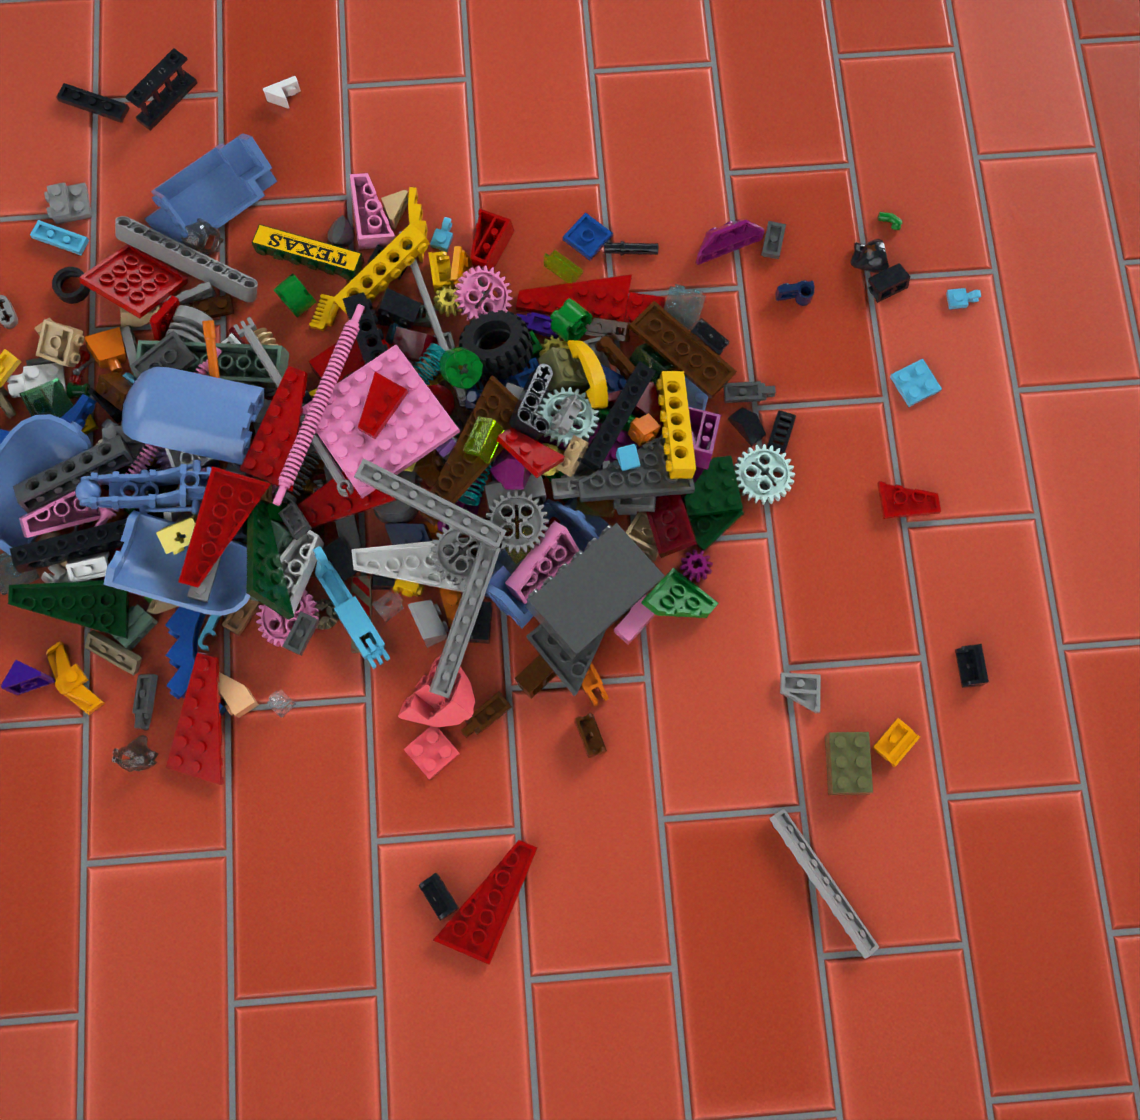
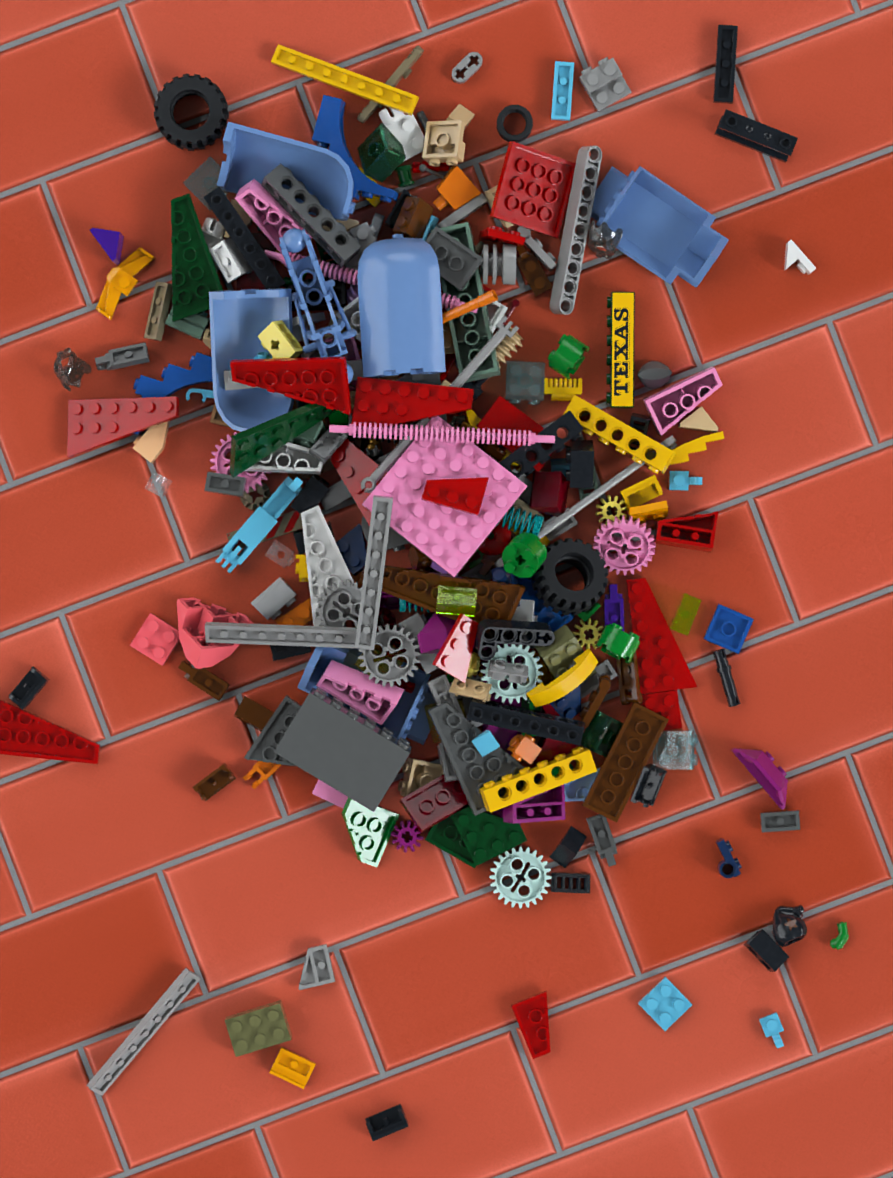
camera: 75 degrees right, 15 degrees up
(306, 340) = (525, 382): none -> clear light blue plate

